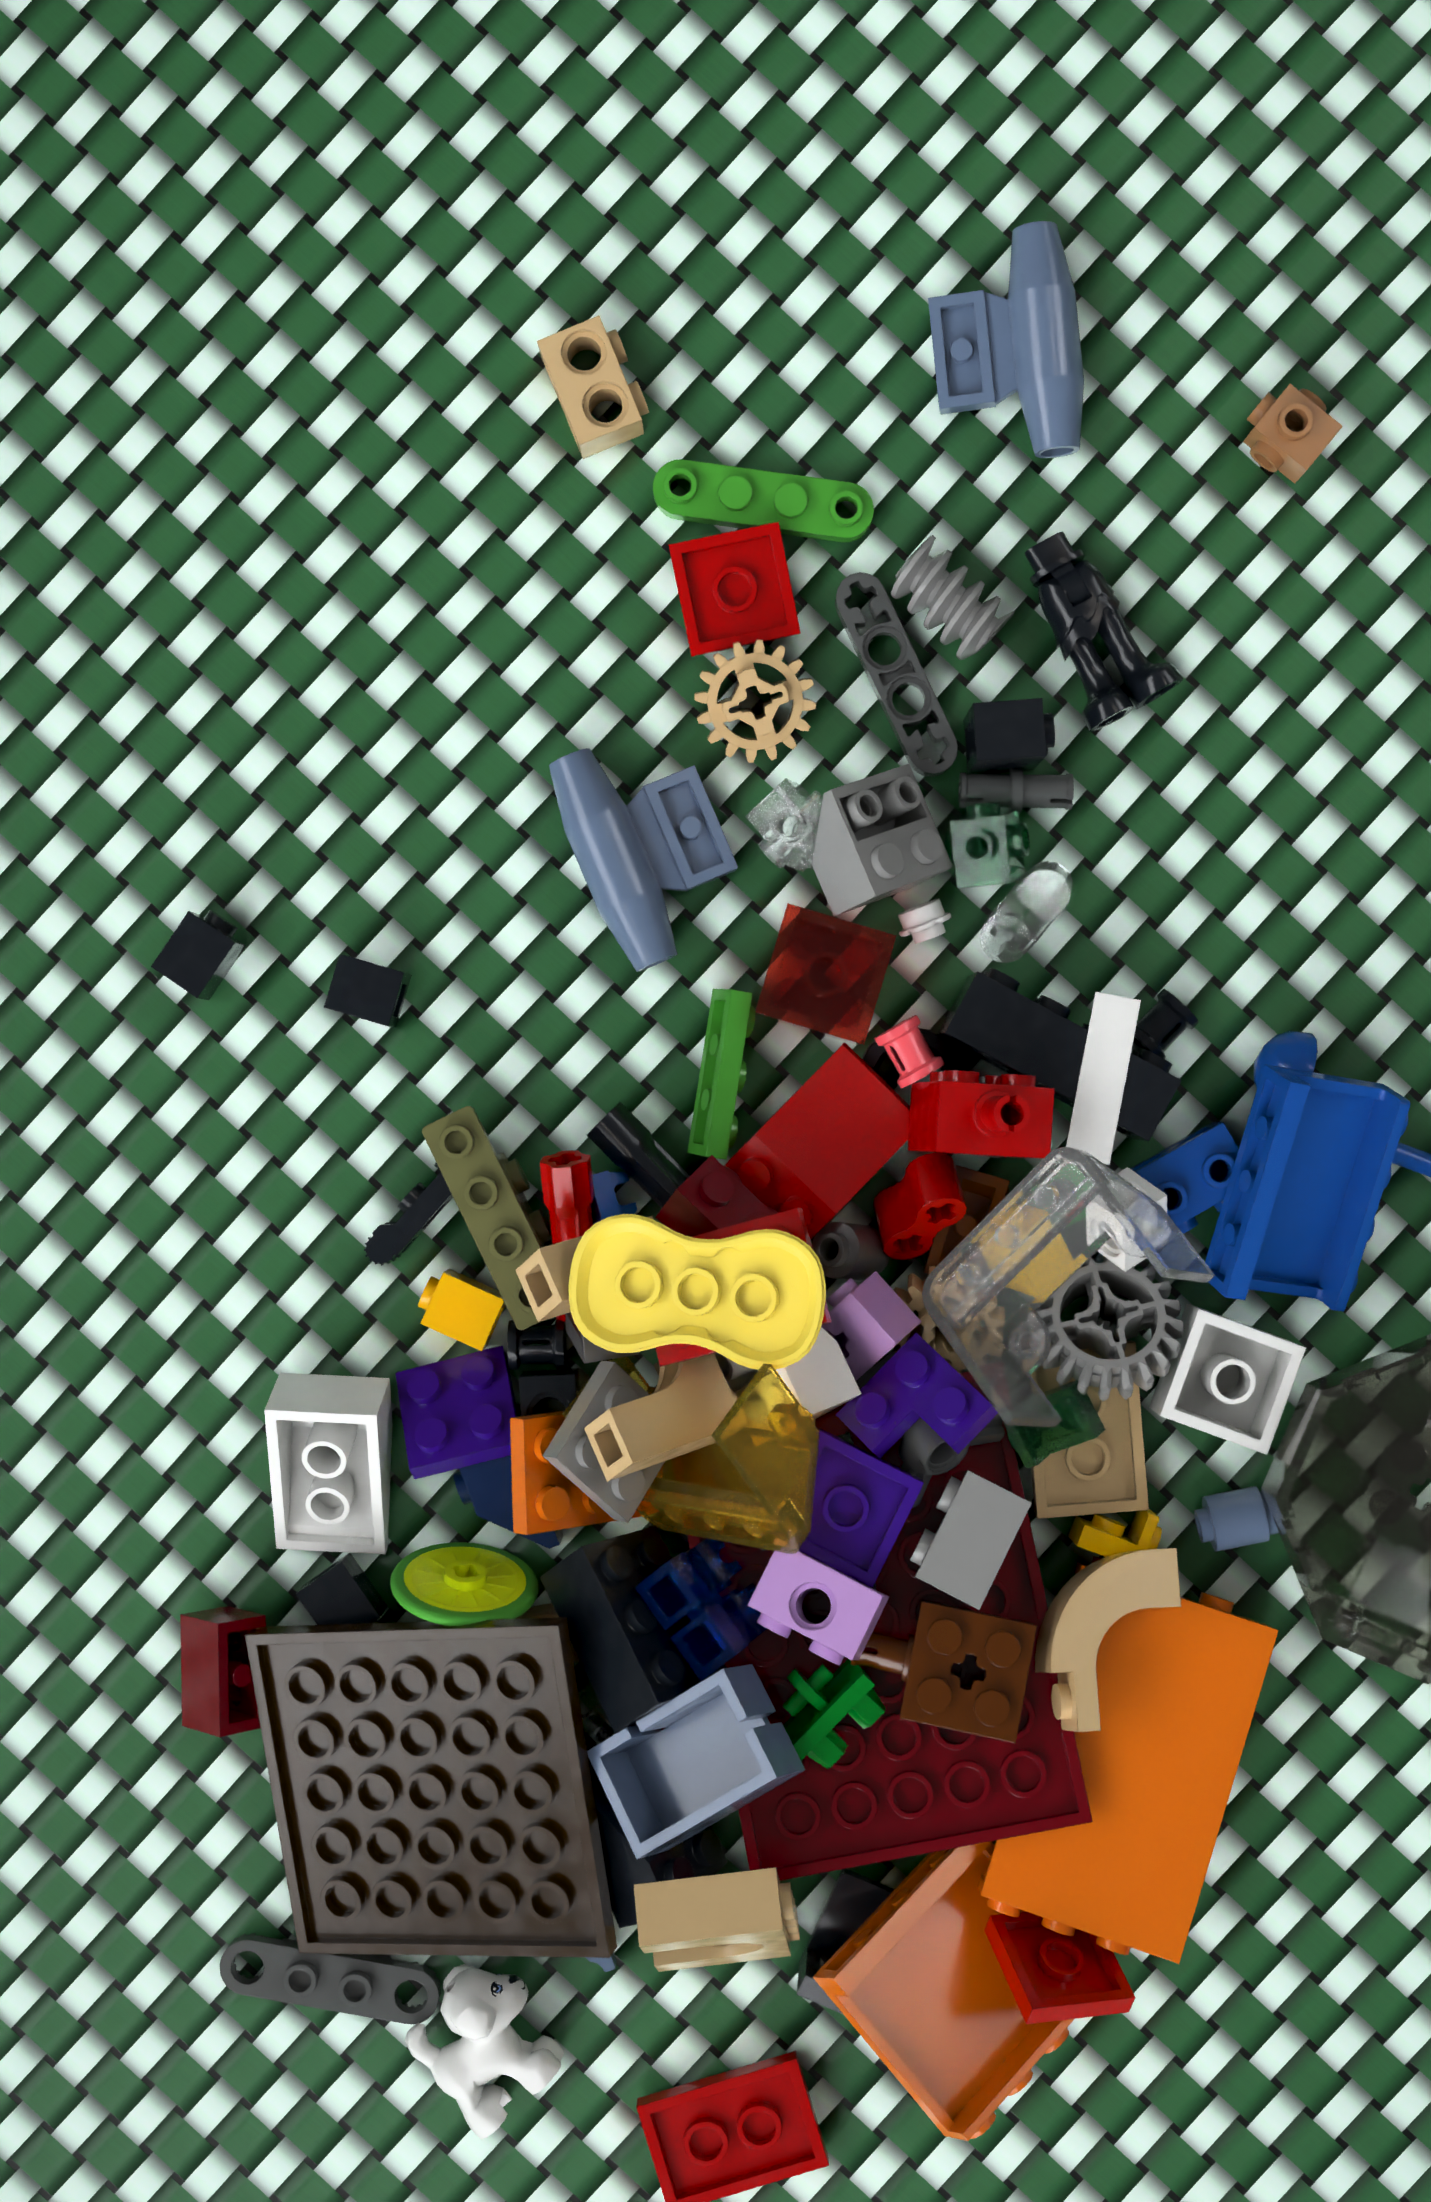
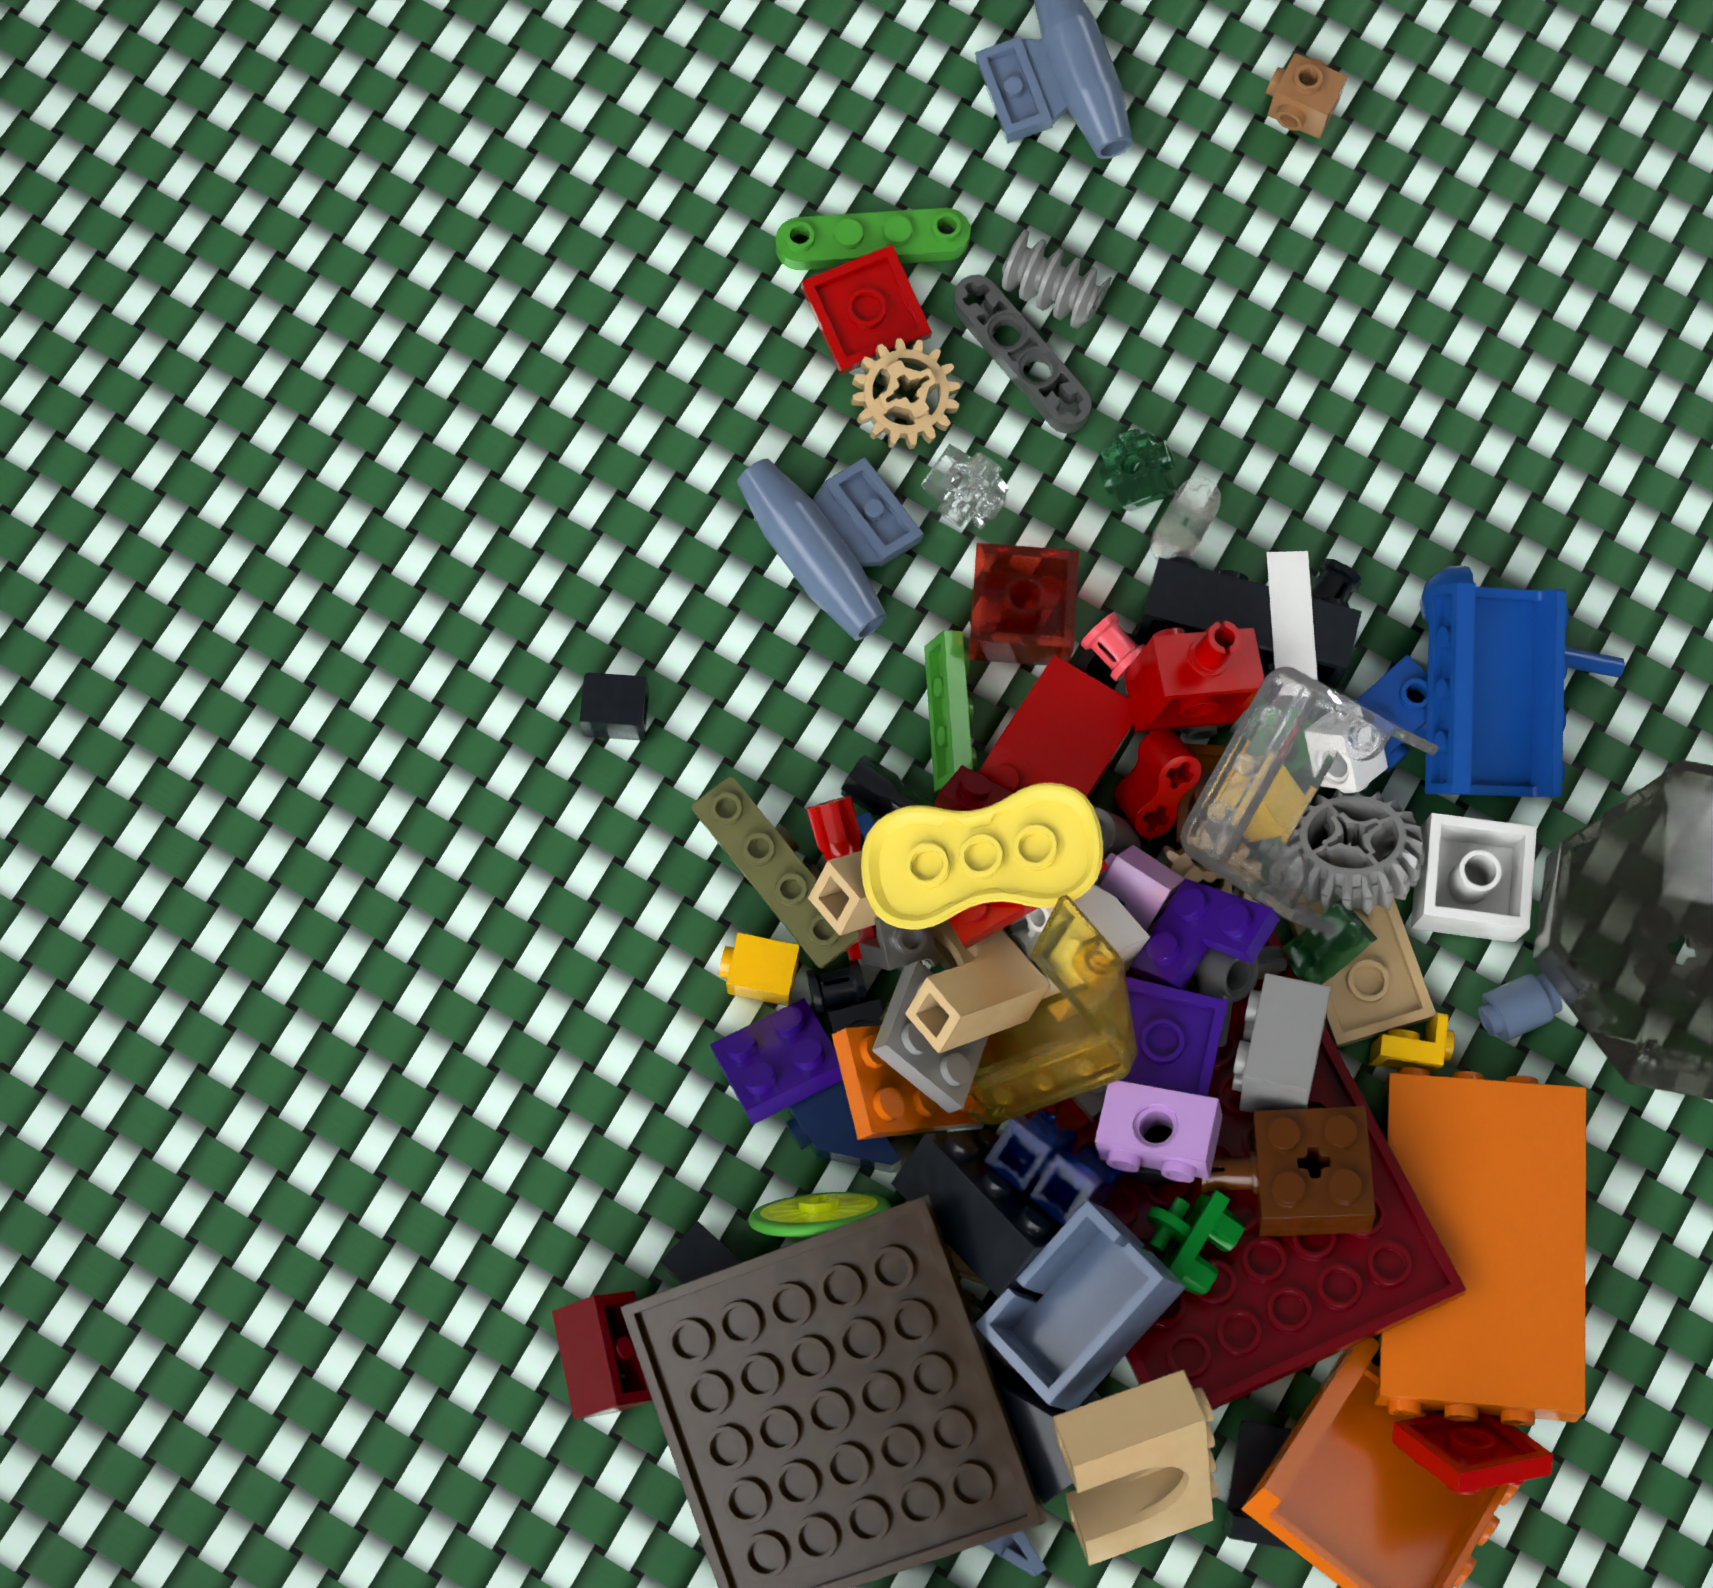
camera: 15 degrees left, 15 degrees down
(199, 953) = (455, 705): black brick -> none
(330, 1462) = (667, 1141): white slope -> none
(419, 1210) = (701, 889): black hinge -> none
(583, 390) = (699, 177): tan brick -> none
(876, 840) = (1041, 480): light grey slope -> none
(924, 921) = (1098, 548): white plate -> none
(1007, 735) = (1131, 374): black brick -> none
(1017, 790) = (1159, 422): dark grey pin -> none
(1077, 607) = (1163, 268): black piece -> none
(1084, 1614) = (1431, 1069): tan arch -> none

